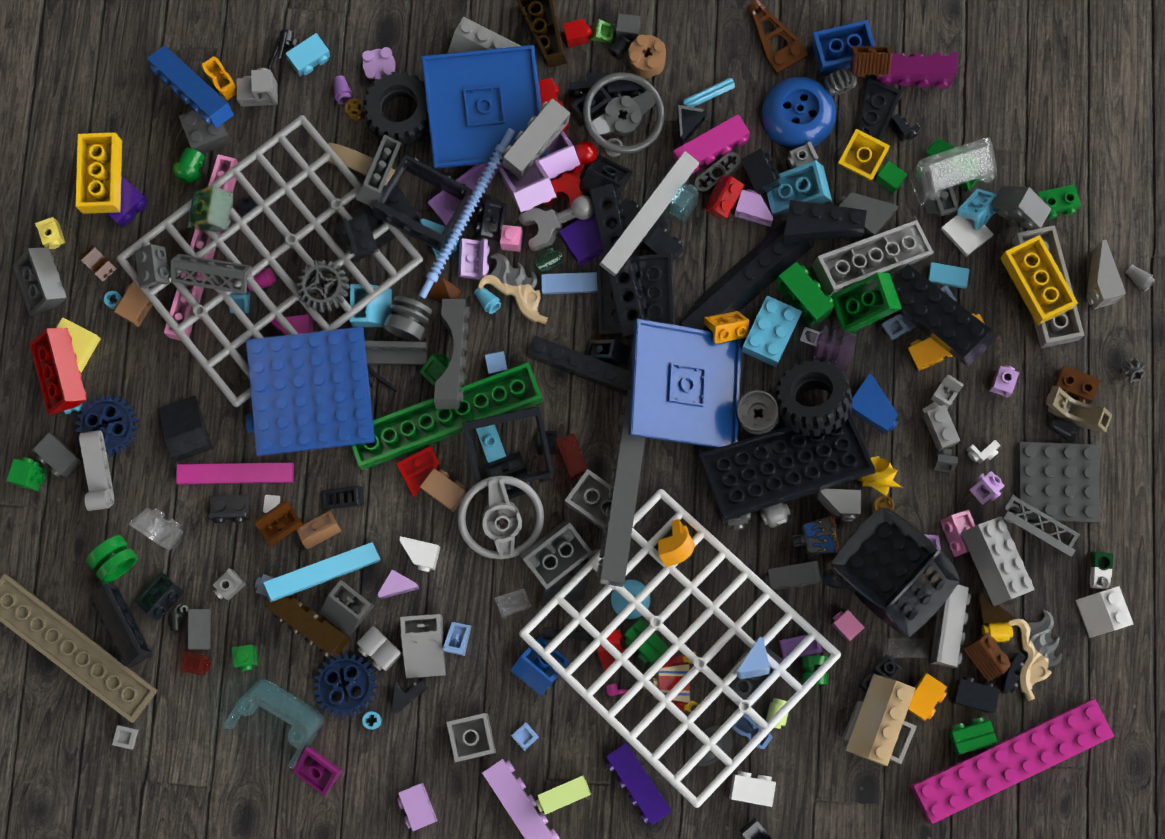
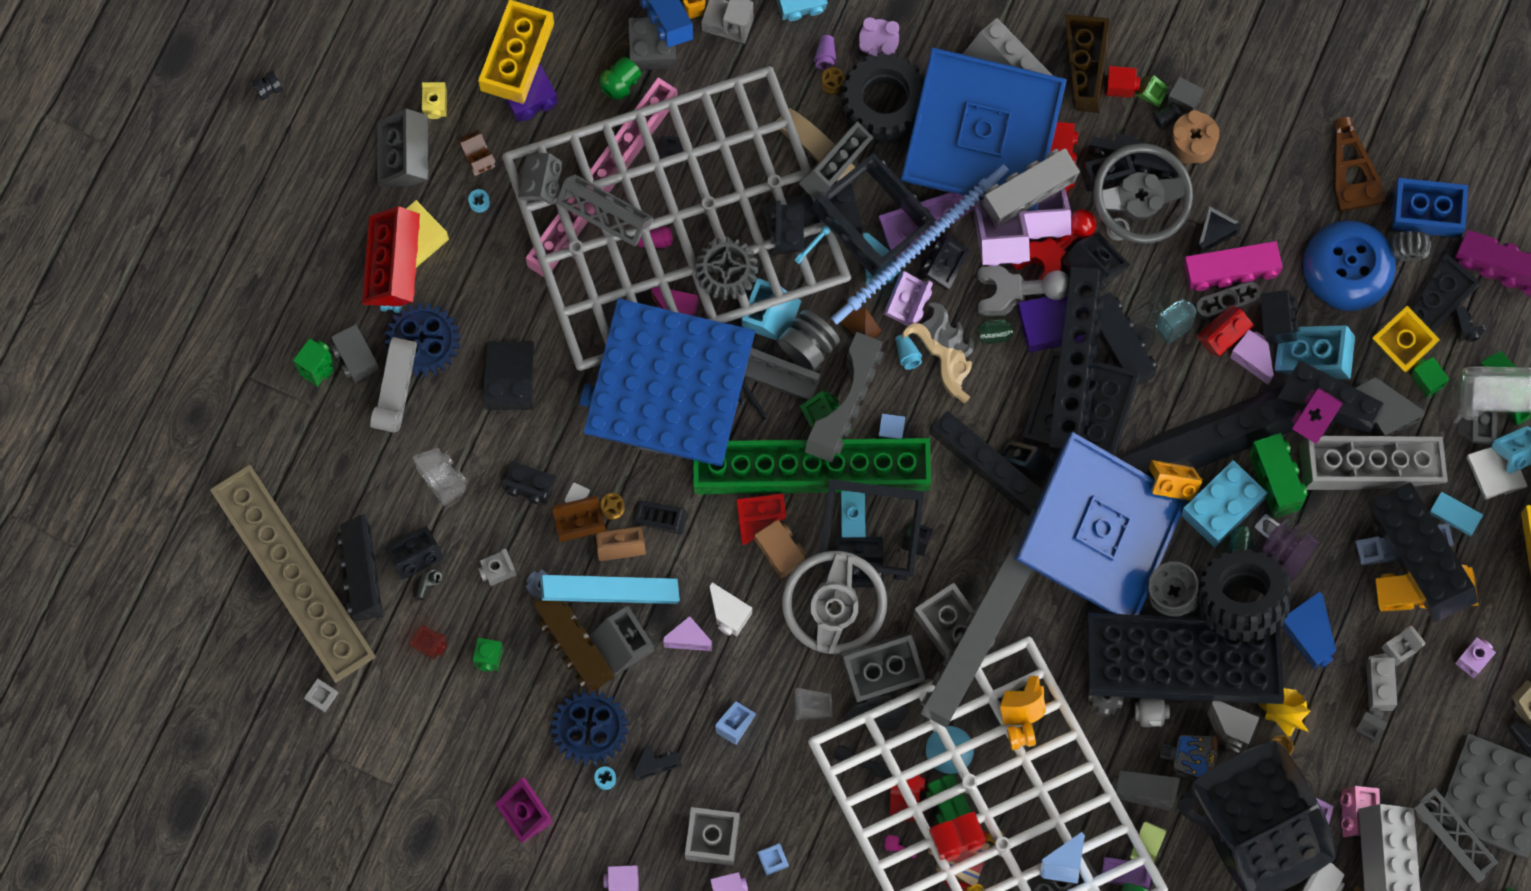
camera: 15 degrees right, 5 degrees down
(111, 559) = (377, 491): green wheel -> none
(133, 305) = (501, 214): medium nougat brick -> none
(199, 629) = (446, 606): dark grey hinge -> none
(210, 209) = (629, 137): slope -> none
(235, 473) = (548, 446): dark pink tile -> none
(242, 301) = (626, 251): medium azure slope -> none
(298, 501) = (615, 502): none -> pearl gold wheel
(301, 716) = (531, 749): clear light blue windscreen -> none
(379, 649) = (642, 700): light grey brick -> none
(389, 228) = (824, 231): none -> medium azure hinge
(423, 645) = (694, 714): light grey slope -> none
(511, 238) = (960, 291): bright pink brick -> none
(535, 670) = (812, 788): blue slope -> none
(569, 283) = (1009, 366): light blue tile -> none
(572, 456) = (941, 563): clear red brick -> none
(649, 213) = (1130, 318): light grey tile -> none
(662, 671) = (957, 836): none -> red brick
(683, 572) = (1021, 736): none -> light orange wheel
(709, 93) = (1252, 205): medium azure axle -> none
(794, 354) = (1241, 539): none -> clear green brick
(808, 152) = (1342, 310): light grey brick -> none
(810, 612) = (1152, 839): none -> yellowish green bracket
(822, 249) = (1314, 429): none -> magenta brick
(847, 625) = (1188, 868): bright pink brick -> none
(866, 302) = (1345, 508): green brick -> none
(871, 60) = (1453, 234): reddish brown brick -> none
(987, 487) = (1409, 770): lavender brick -> none
(989, 452) = (1426, 731): white bracket -> none

